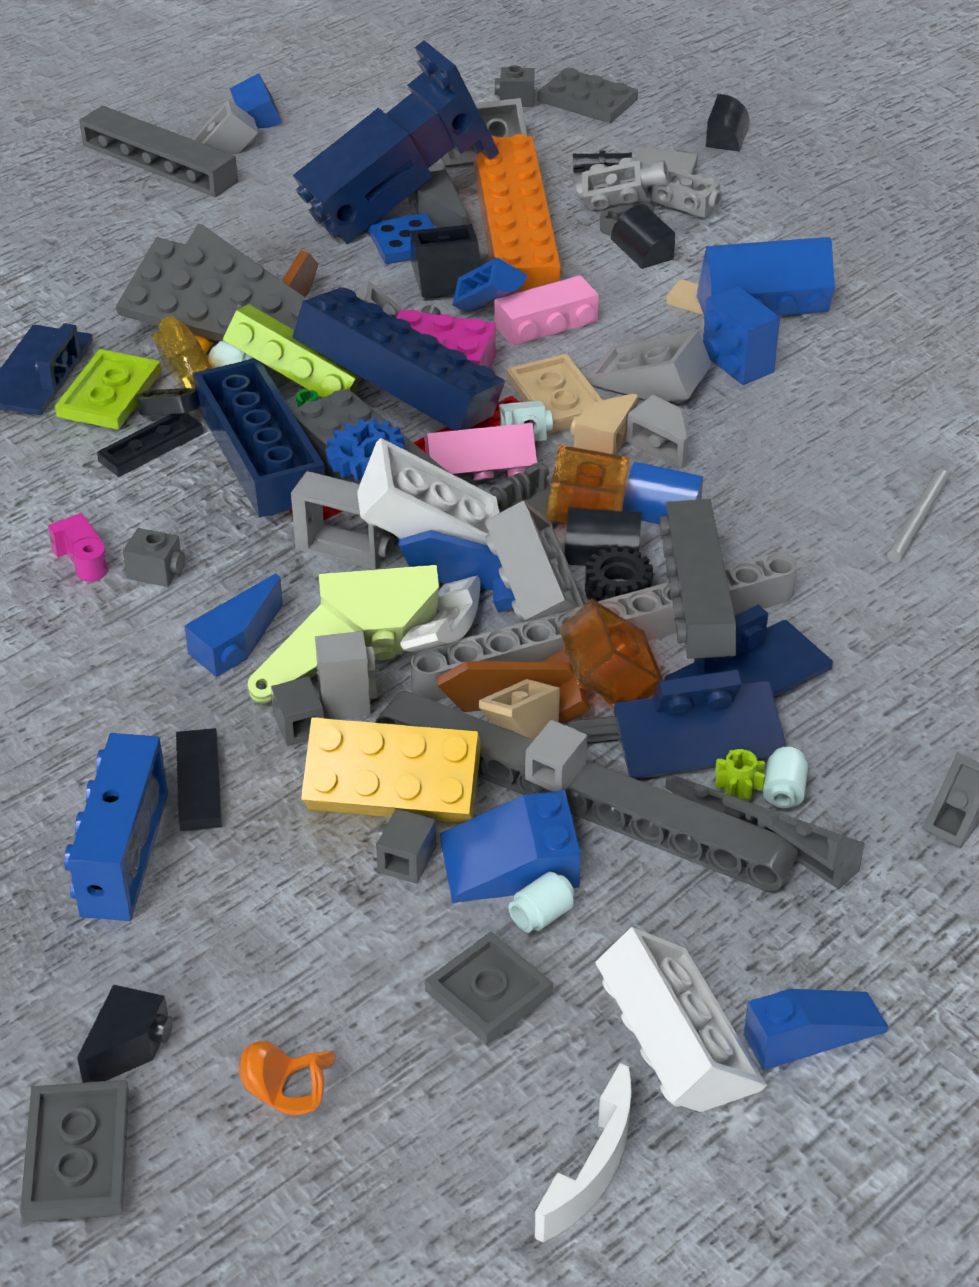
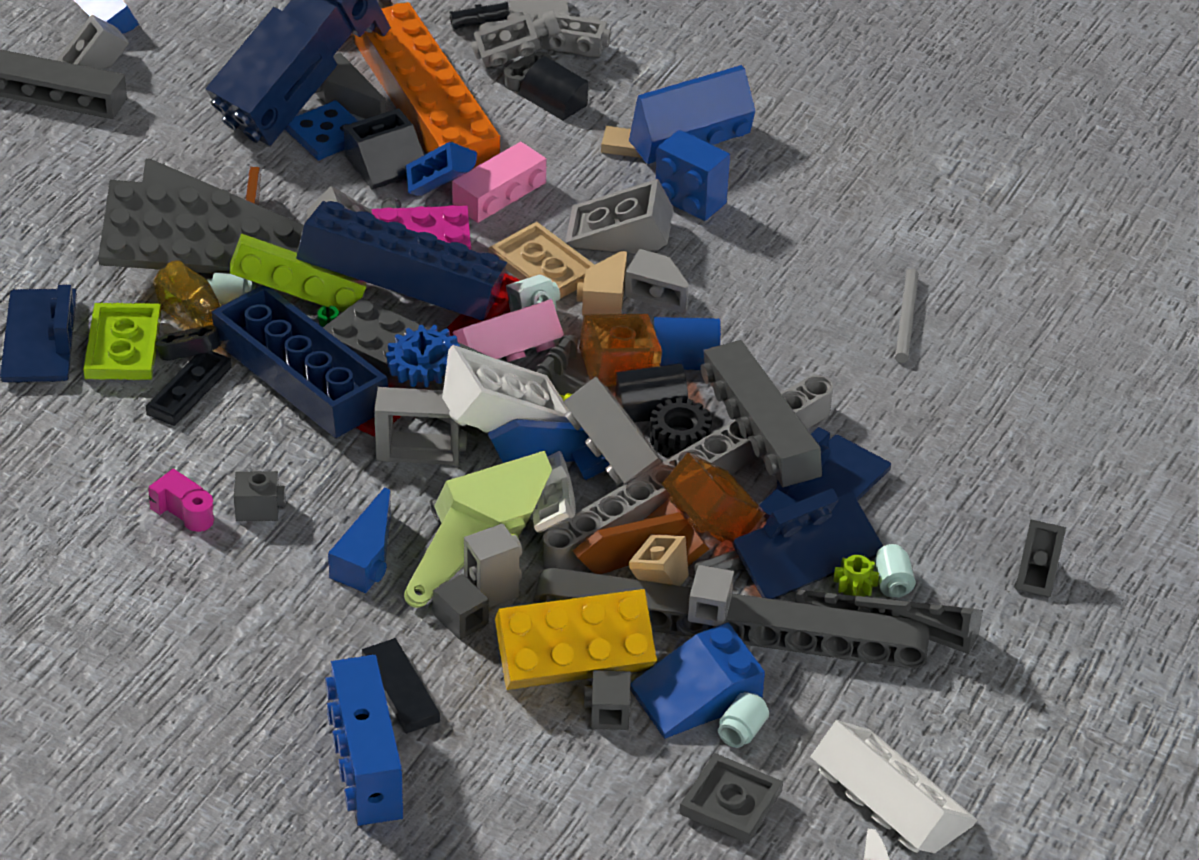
camera: 20 degrees left, 0 degrees up
(807, 1023) = (990, 764): blue slope -> none

